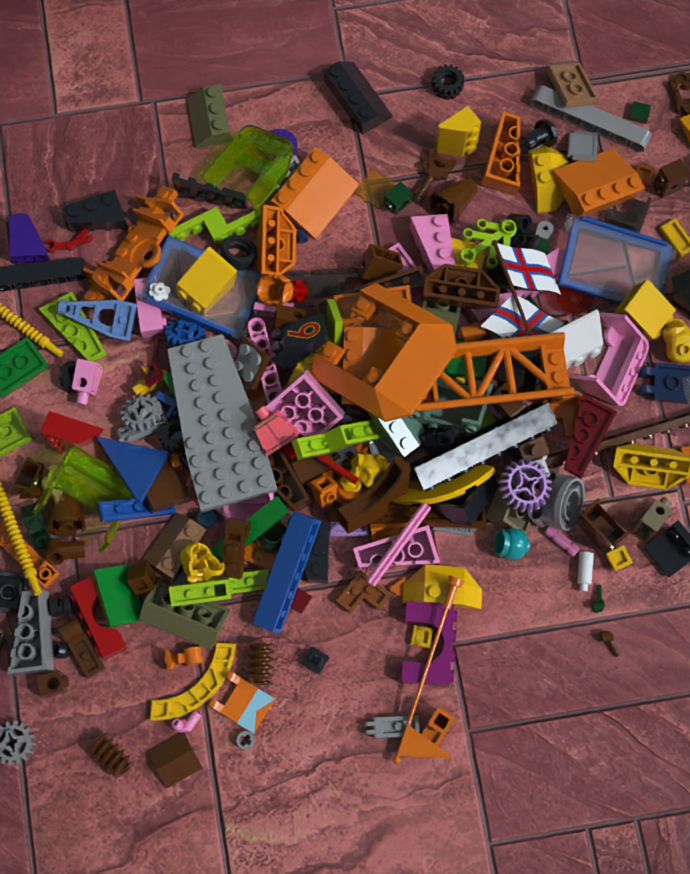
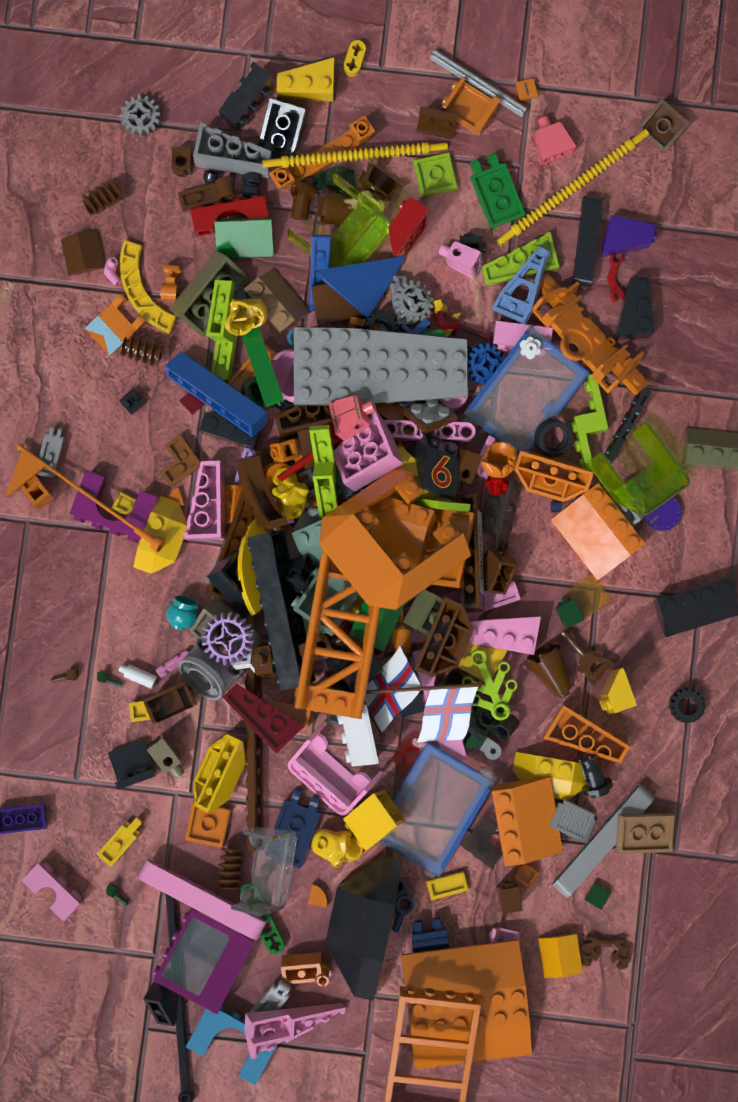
camera: 105 degrees right, 10 degrees up
(141, 577) = (254, 262): reddish brown brick -> none
(206, 281) = (525, 393): yellow slope -> none
(234, 547) = (259, 352): reddish brown plate -> none
(246, 746) = (74, 319): light grey bush -> none
(398, 544) = (209, 503): bright pink axle -> none

